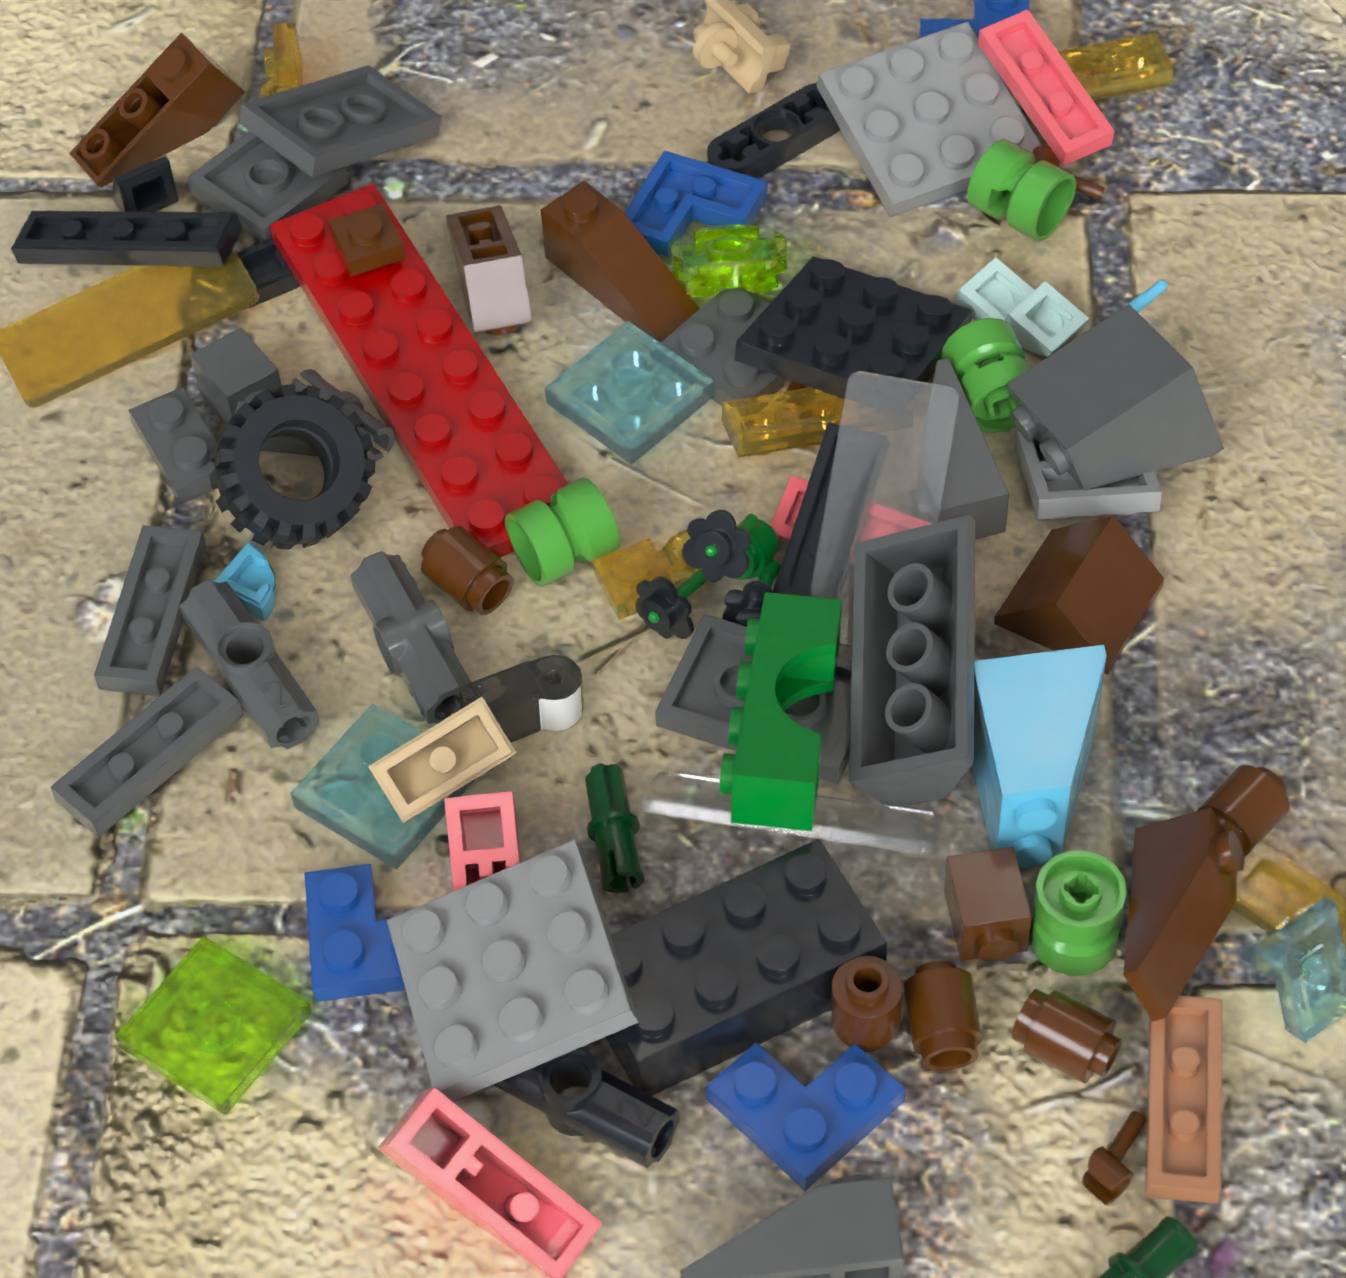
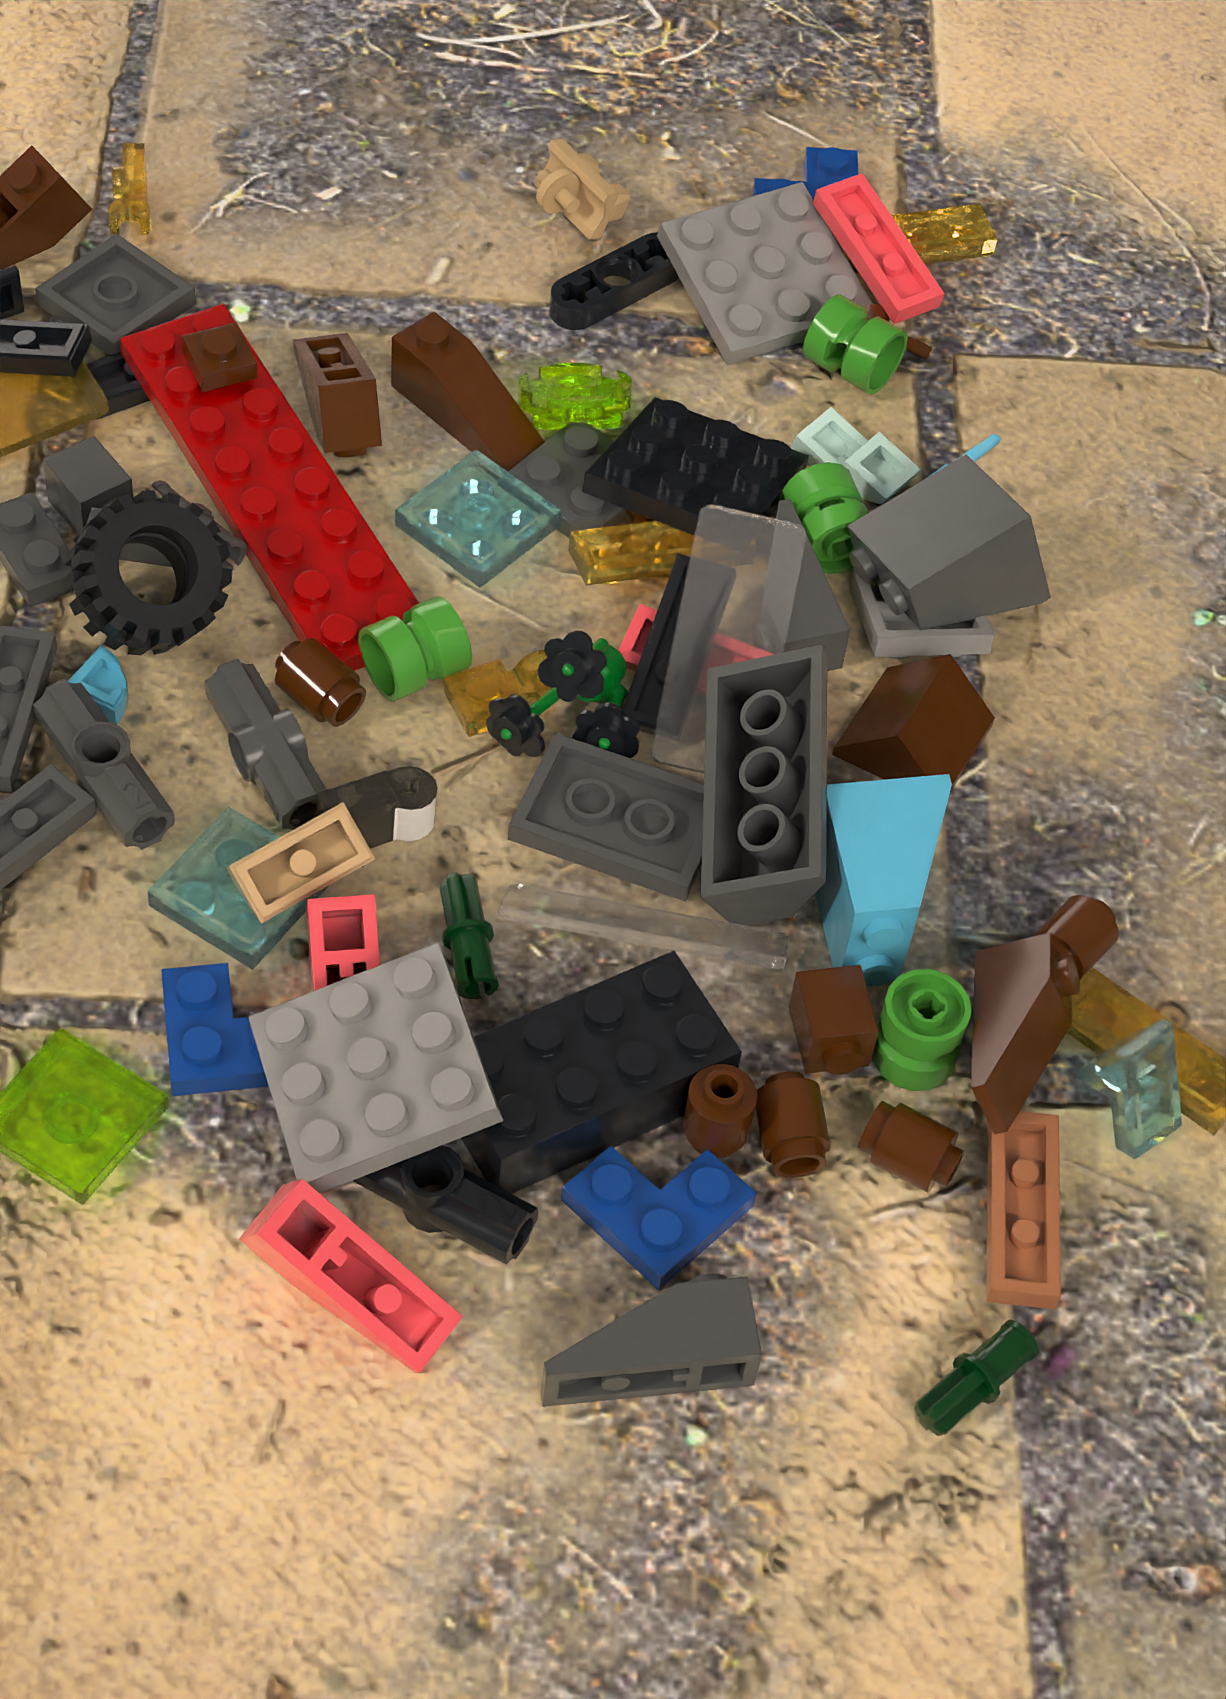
camera: 10 degrees left, 0 degrees up
(339, 120) = (188, 241): dark grey plate -> none
(691, 190) = (534, 328): blue plate -> none
(776, 759) = (636, 872): green arch -> none
(1106, 1174) = (950, 1279): reddish brown hand -> none

